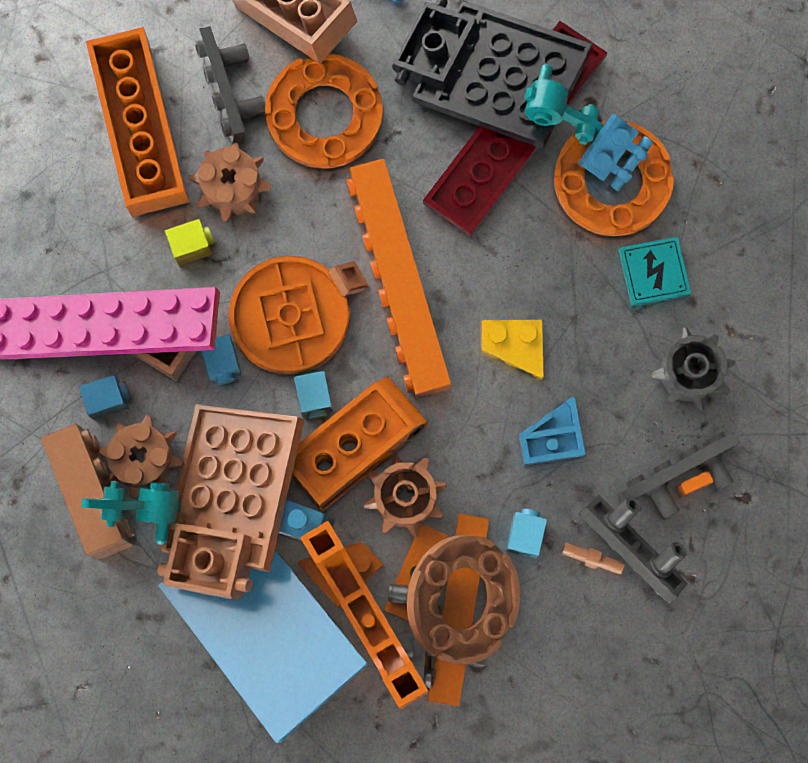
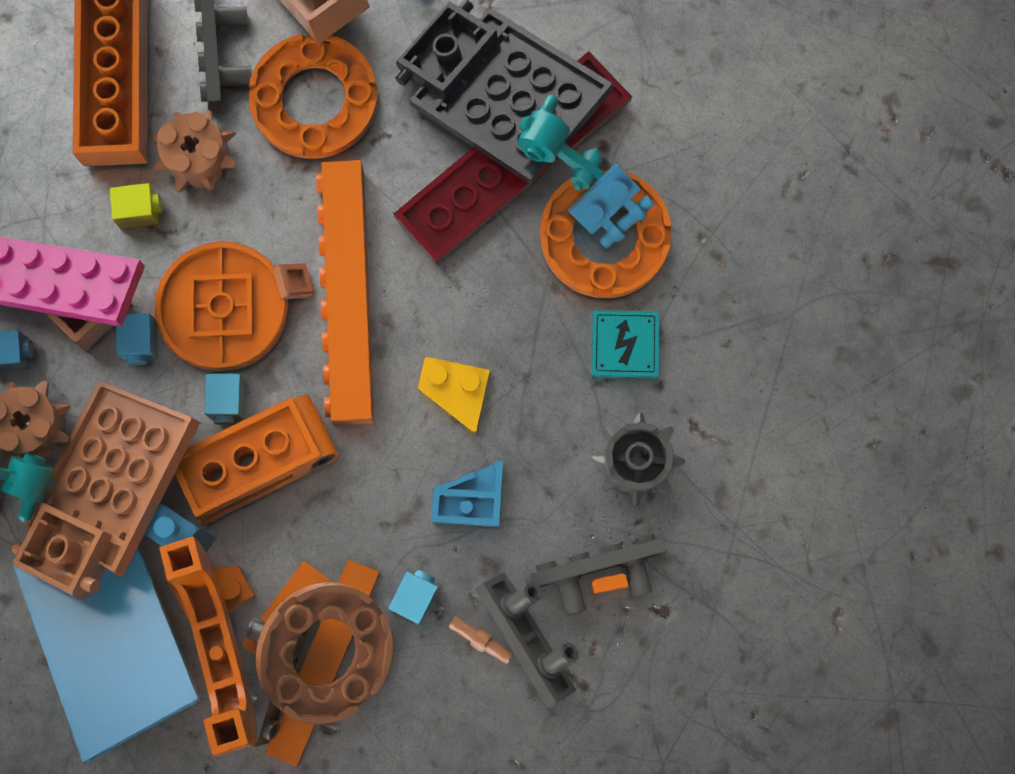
camera: 15 degrees right, 0 degrees up
(416, 481) = (279, 513): nougat brick -> none

